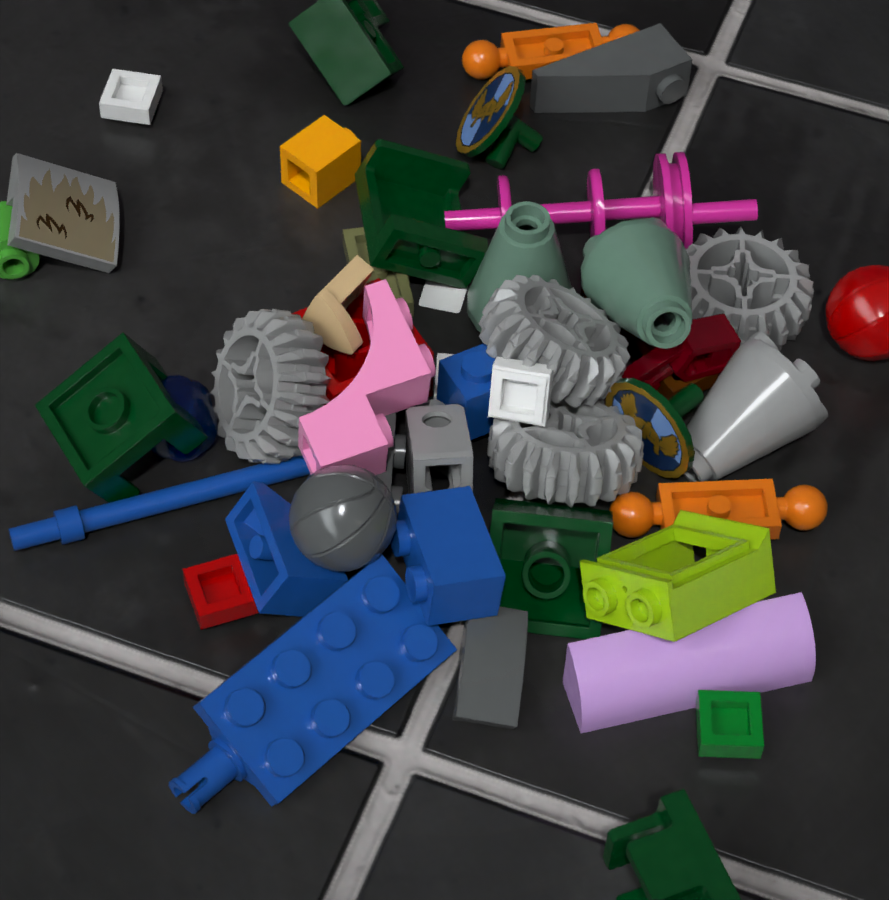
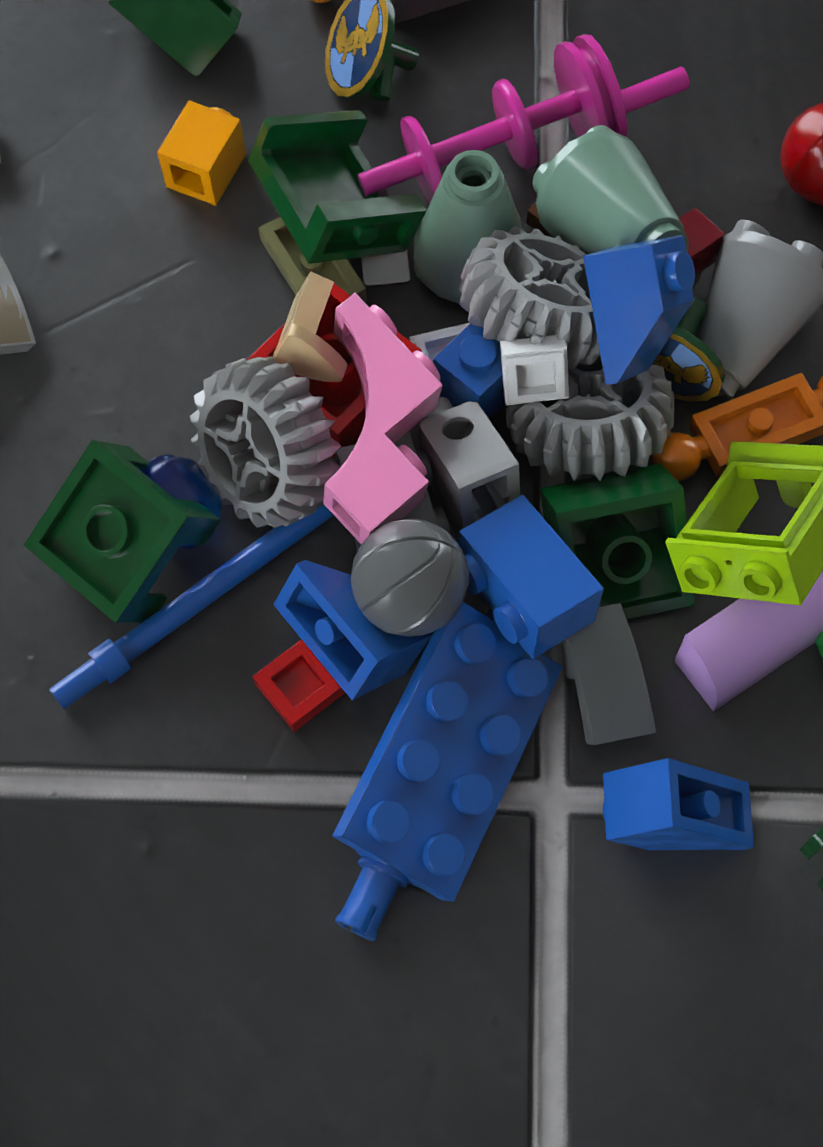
camera: 15 degrees left, 15 degrees up
(508, 790) = (677, 808): none -> blue slope
(624, 357) = (638, 301): none -> blue slope
(751, 284) = (698, 153): light grey gear -> none

